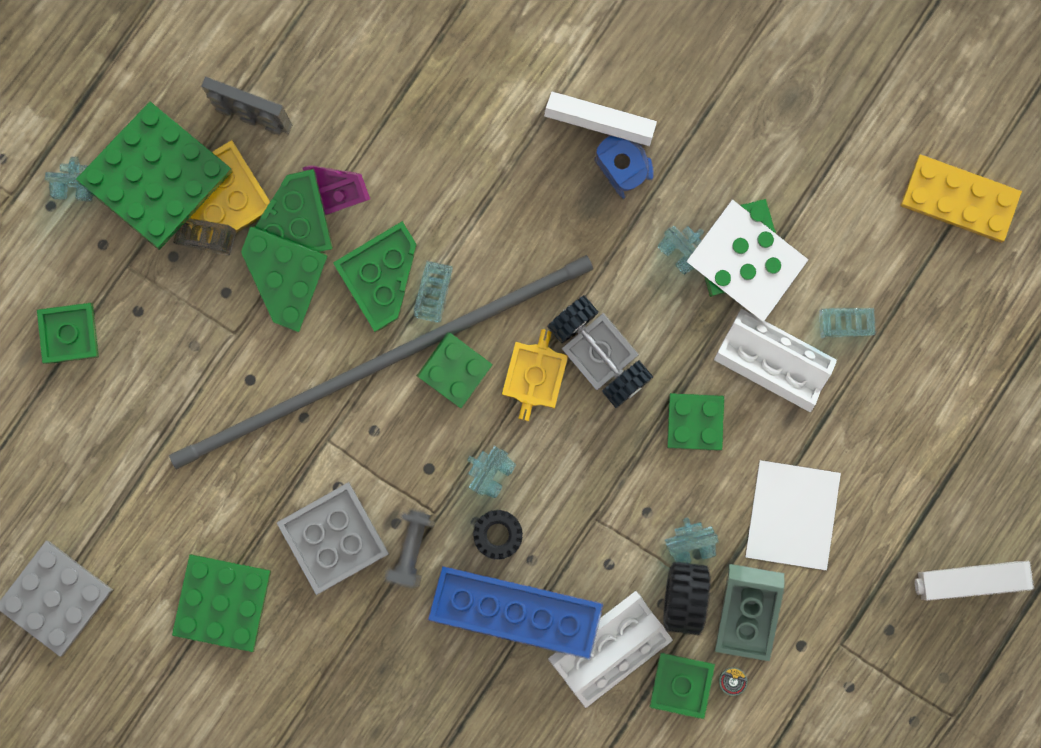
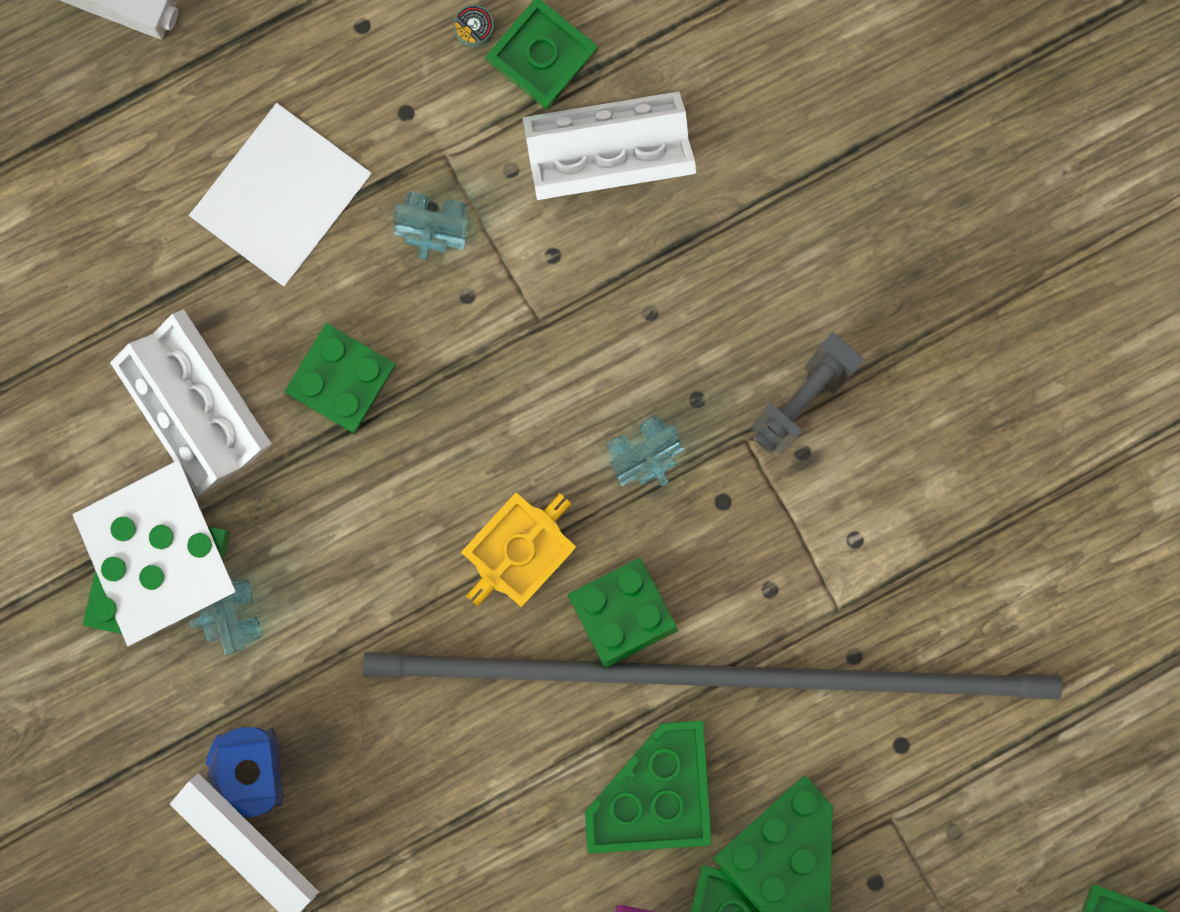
camera: 160 degrees left, 0 degrees up
(221, 603) = (1084, 468): green plate -> none
(332, 538) = (896, 474): light grey plate -> none
(429, 313) = (620, 711): clear light blue slope -> none
(497, 517) = (683, 342): black tyre -> none
(516, 612) = (707, 251): blue plate -> none
(600, 351) = (415, 532): plate -> none
(686, 598) = (477, 152): black tyre -> none
(750, 612) = (403, 99): sand green slope -> none
(825, 322) = (96, 418): clear light blue slope -> none

